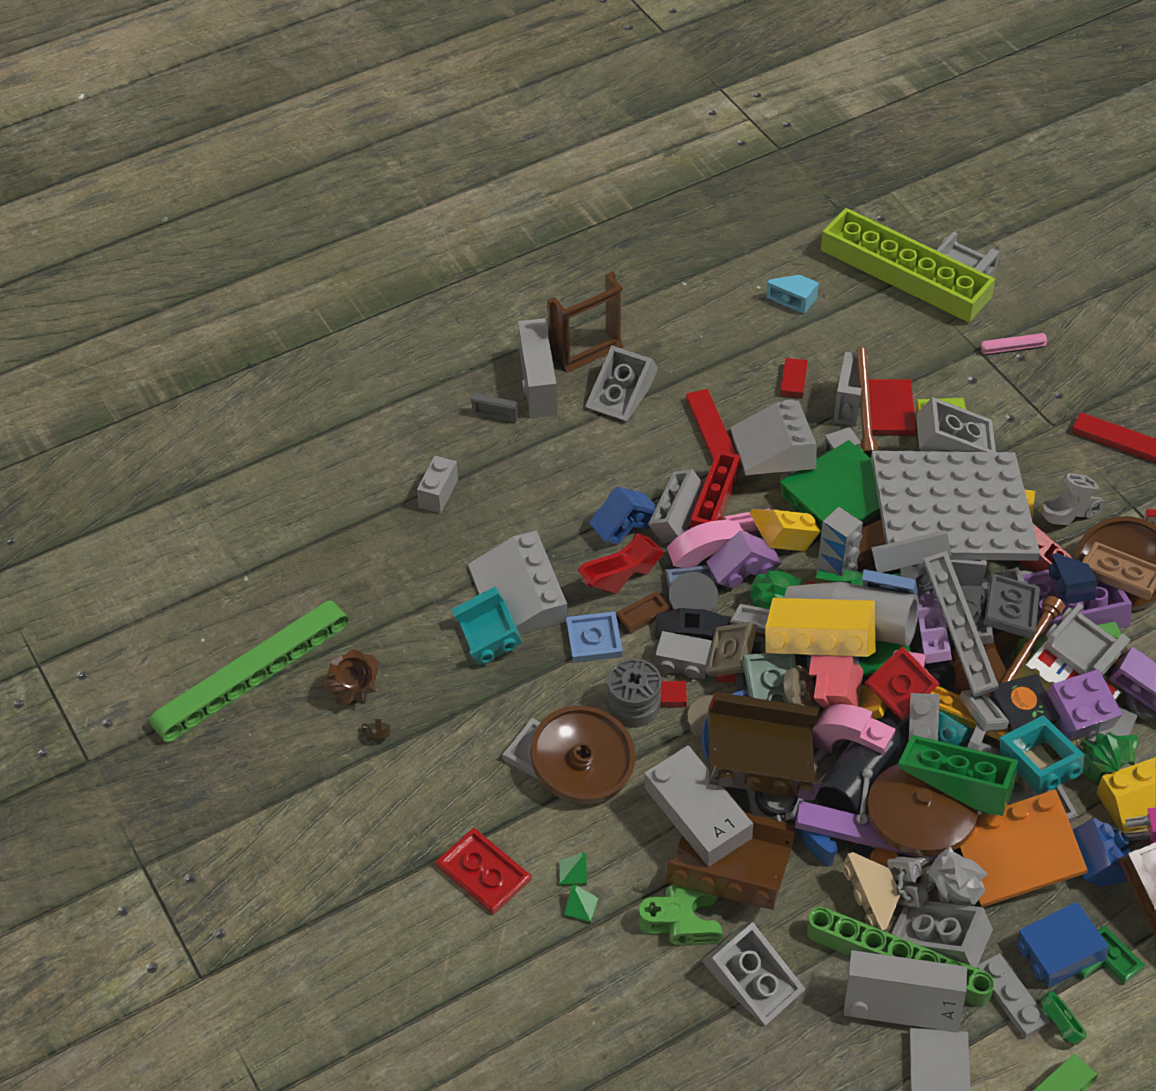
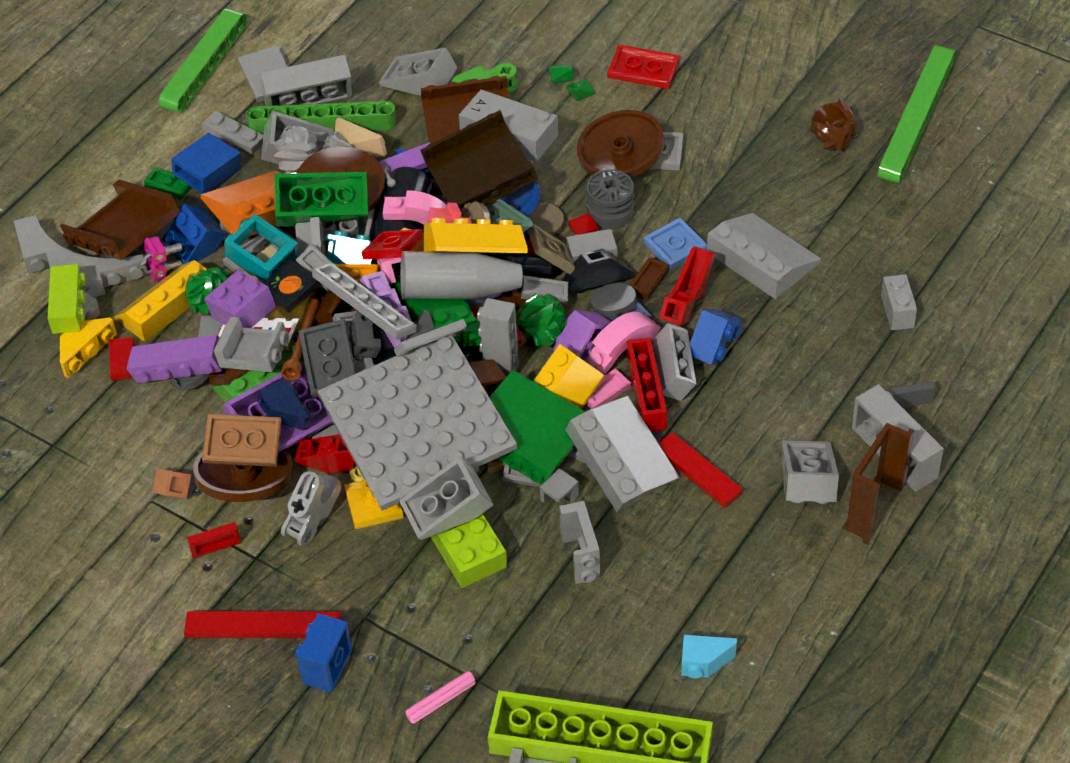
camera: 155 degrees right, 0 degrees up
(377, 730) = (788, 112): dark brown piece -> none
(488, 626) = (758, 206): teal panel -> none
(794, 377) = (649, 557): red tile -> none
(868, 443) = (535, 504): dark orange piece -> none
(889, 582) = (432, 286): medium blue tile -> none
(892, 407) = (536, 564): red tile -> none
(924, 715) = (362, 228): light grey plate -> none
(1069, 1027) = (194, 126): green plate -> none
(1101, 386) = (324, 652): none -> blue brick

